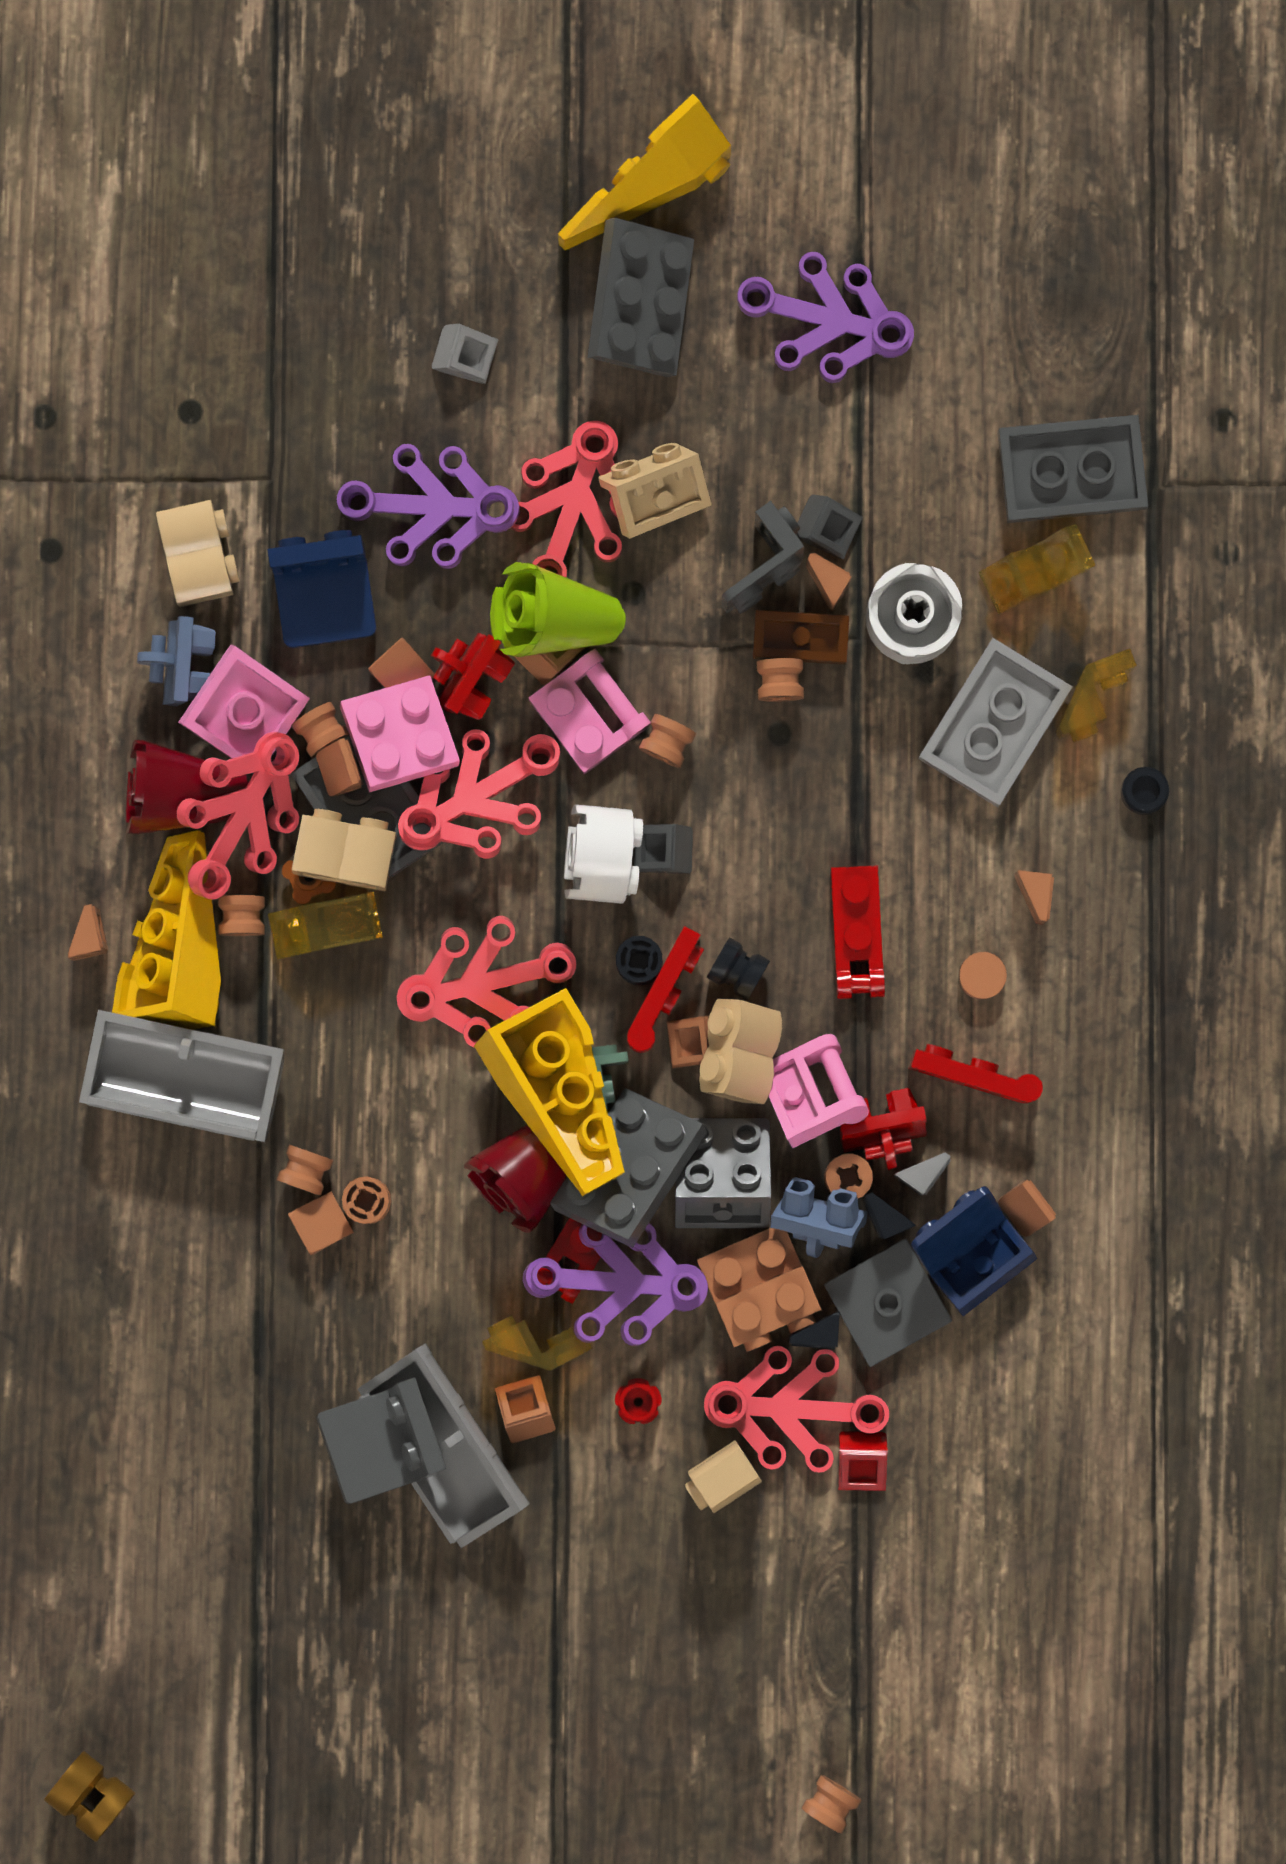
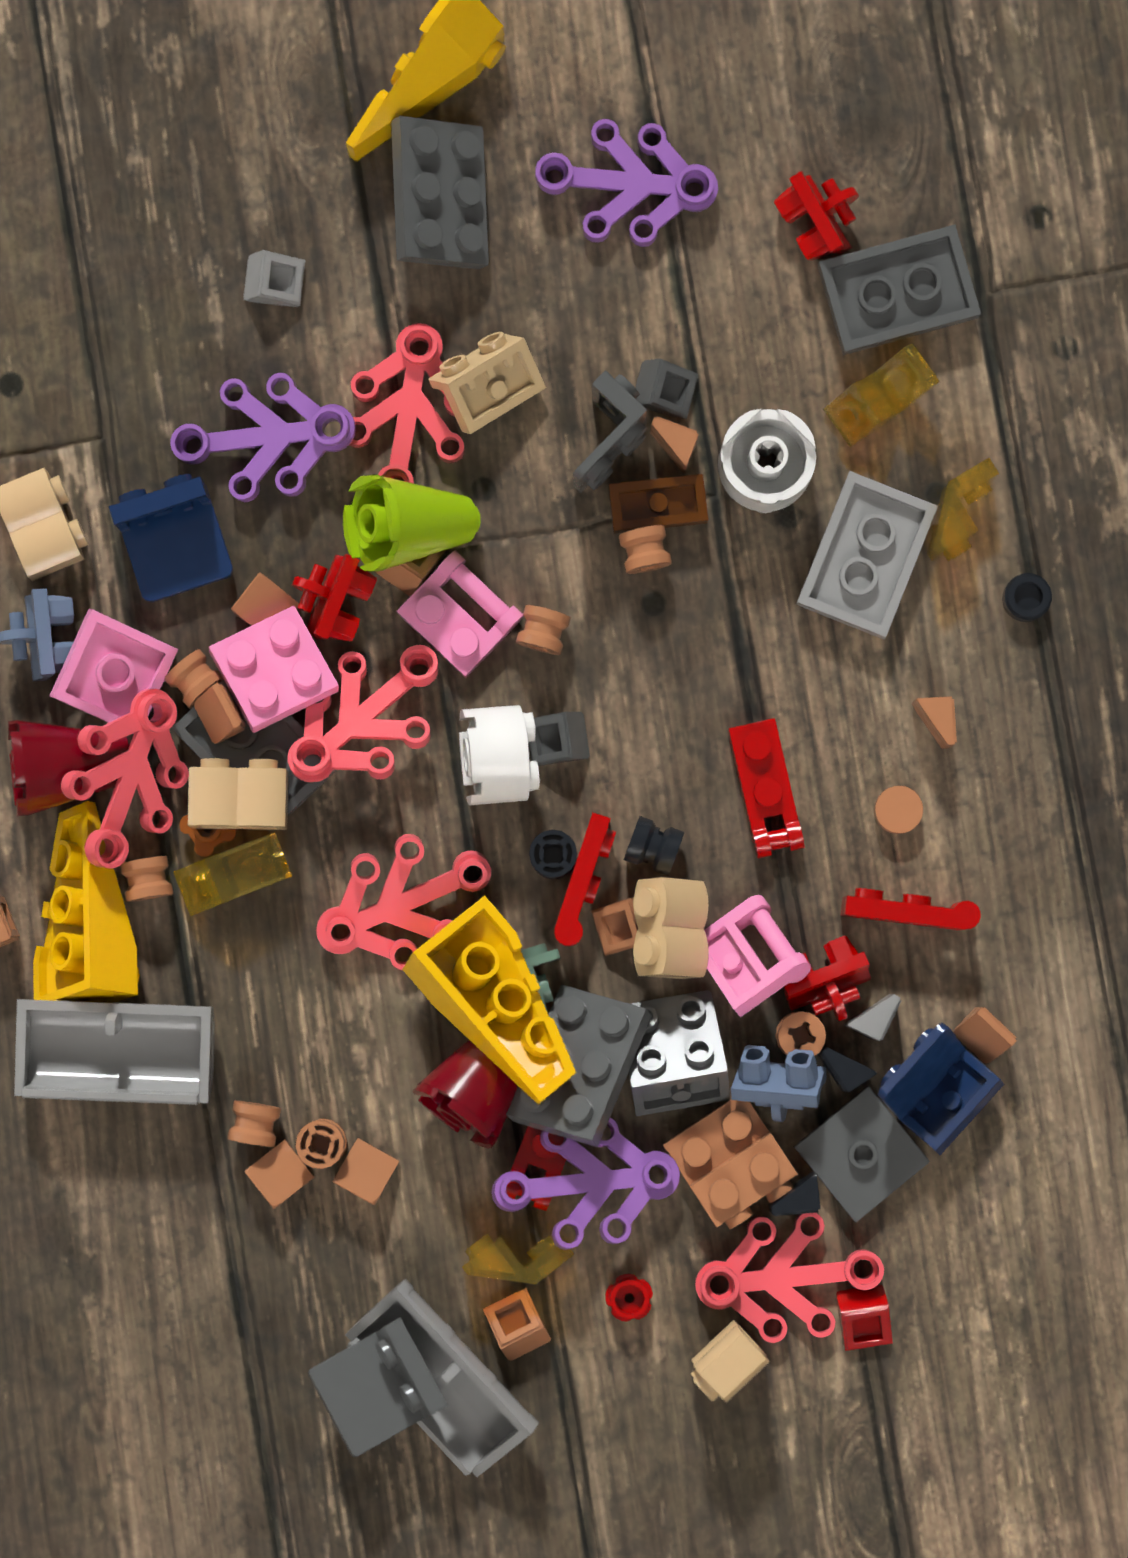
camera: 10 degrees left, 0 degrees up
(405, 1235) = (366, 1171): none -> nougat slope
(998, 363) = (806, 198): none -> red hips

